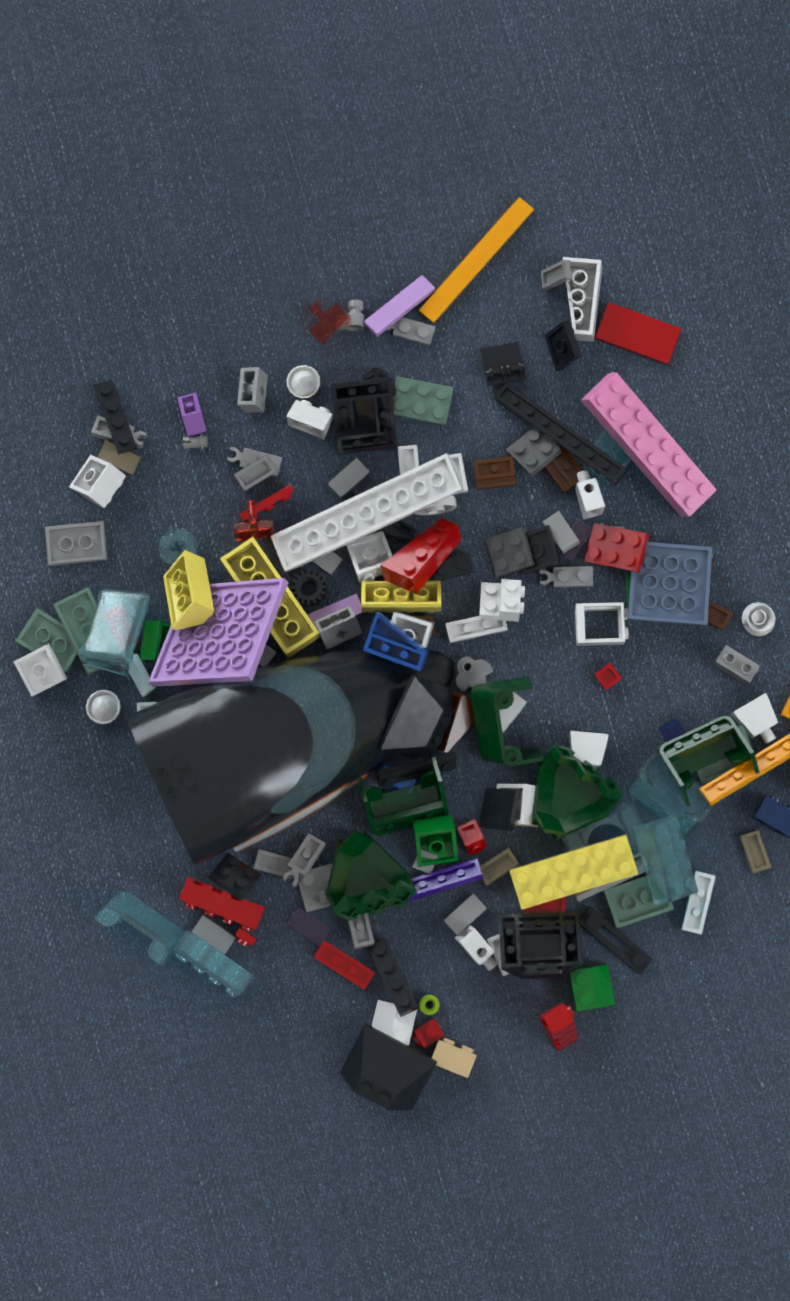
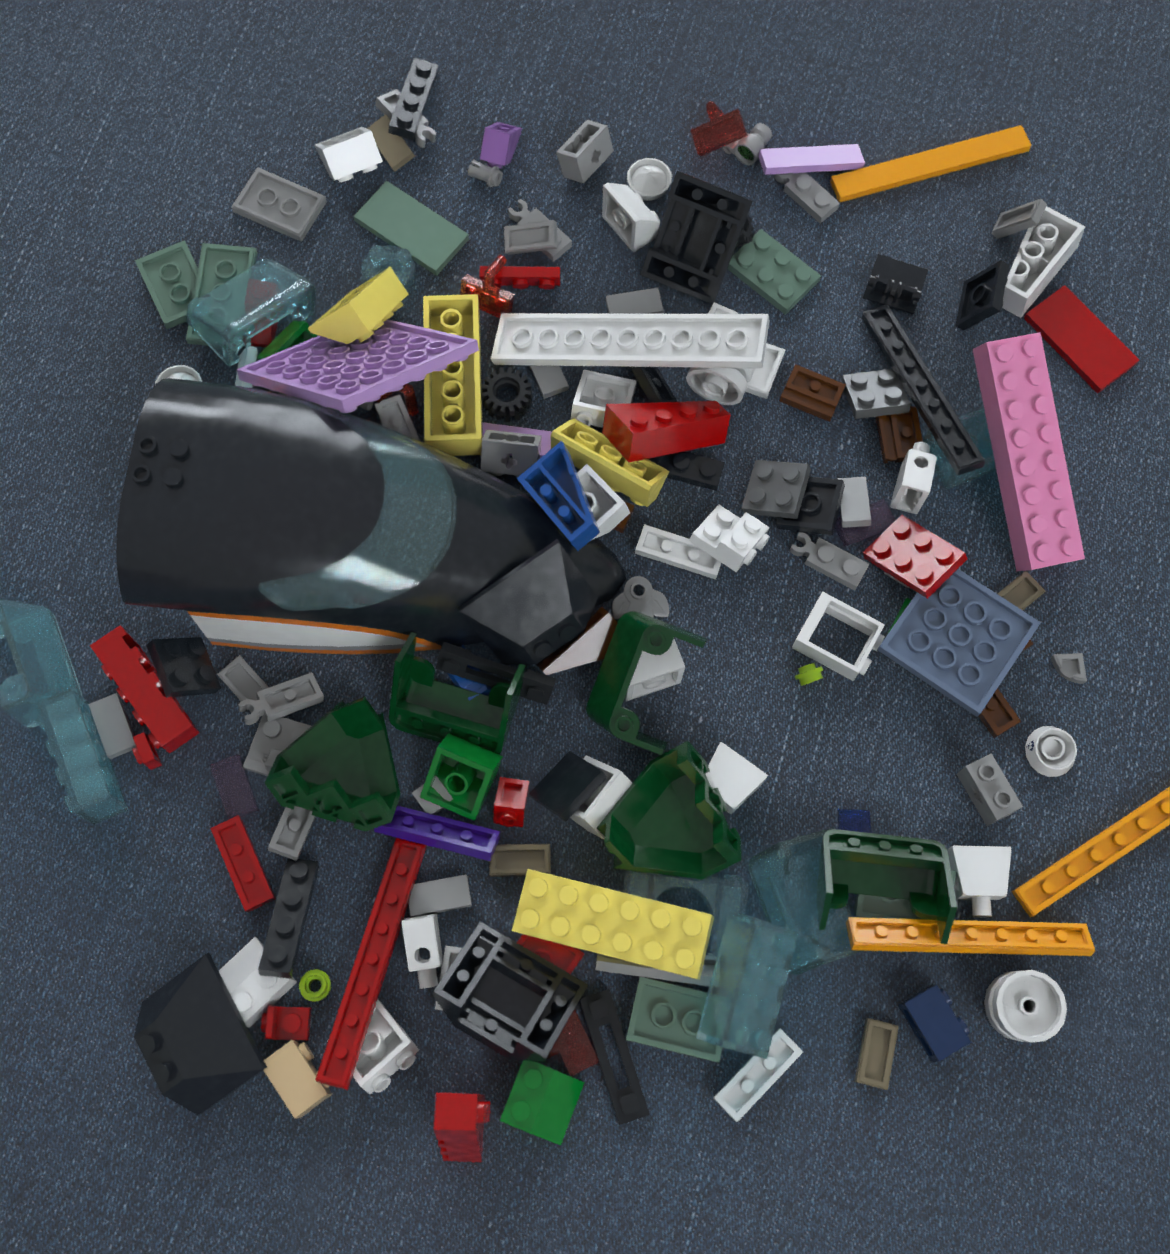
camera: 30 degrees right, 10 degrees down
(40, 670) = (138, 305): white plate -> none
(172, 509) = (411, 226): none -> sand green tile
(453, 972) = (370, 965): none -> red tile
(483, 1016) = (383, 1051): none -> white plate
(592, 949) = (574, 1046): none -> clear red plate
(596, 657) = (809, 674): none -> lime plate
(607, 676) = (810, 706): red plate -> none
(690, 531) = (1022, 591): none -> dark tan tile
(743, 559) = (1070, 667): none -> light grey tile

